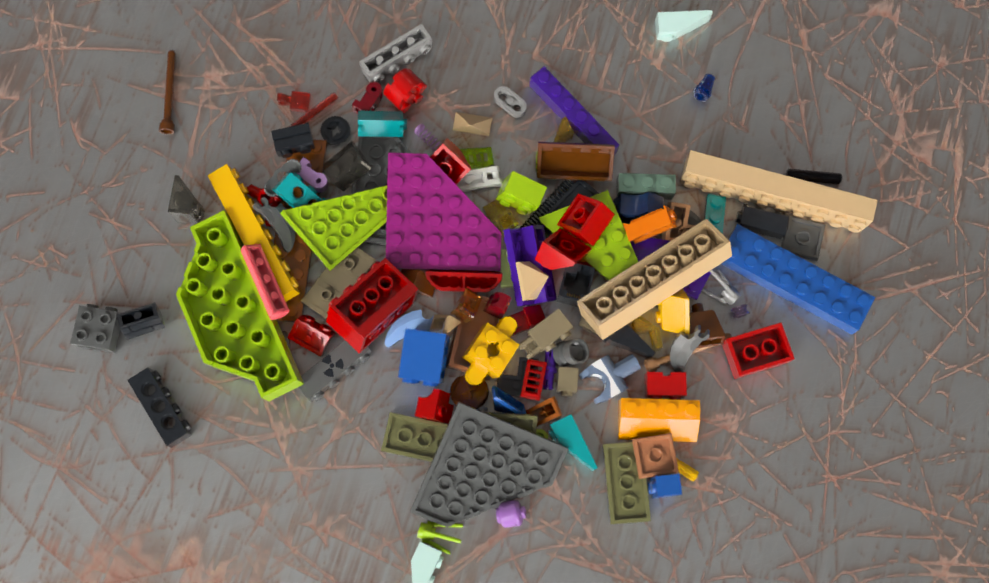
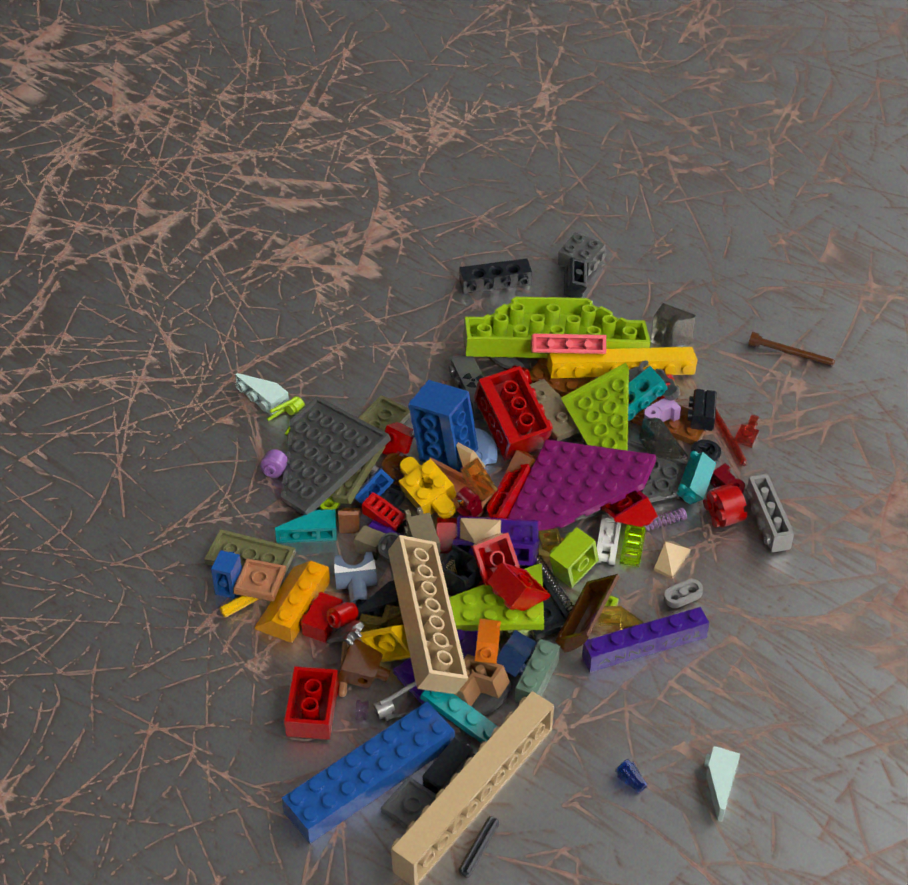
camera: 115 degrees right, 30 degrees down
(667, 362) = (342, 614): none -> red brick

